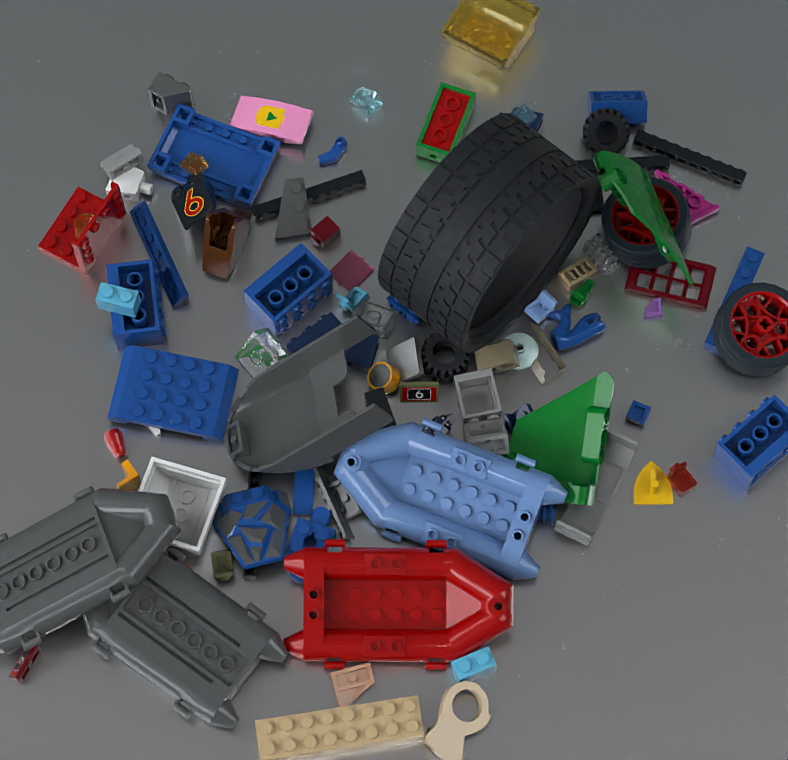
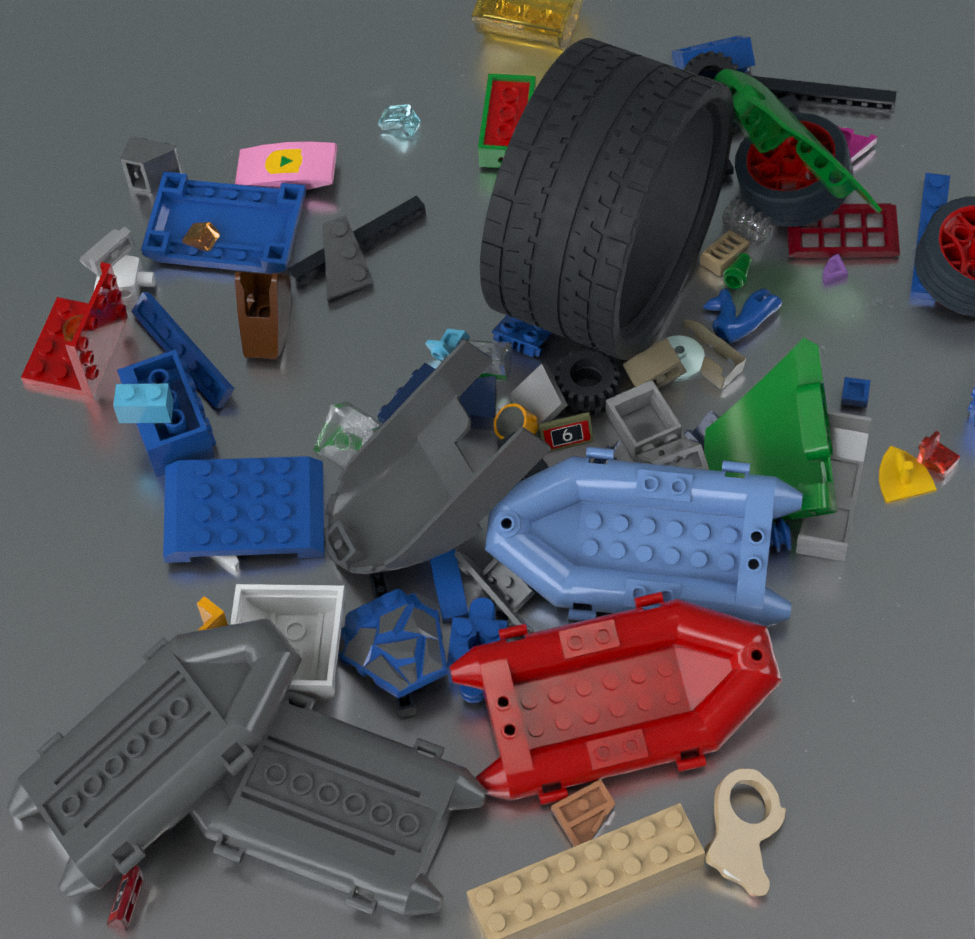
camera: 10 degrees left, 10 degrees down
(115, 442) = (181, 587): red cone -> none
(194, 200) = (211, 271): black slope -> none
(222, 564) = (365, 704): olive bracket -> none
(289, 290) = (362, 349): blue brick -> none
(325, 232) = (390, 277): dark red brick -> none
(335, 153) = (377, 186): blue arm -> none
(351, 271) = (435, 315): clear pink piece -> none
(473, 665) = (742, 748): medium azure brick -> none
(541, 307) = (692, 298): light blue bracket -> none

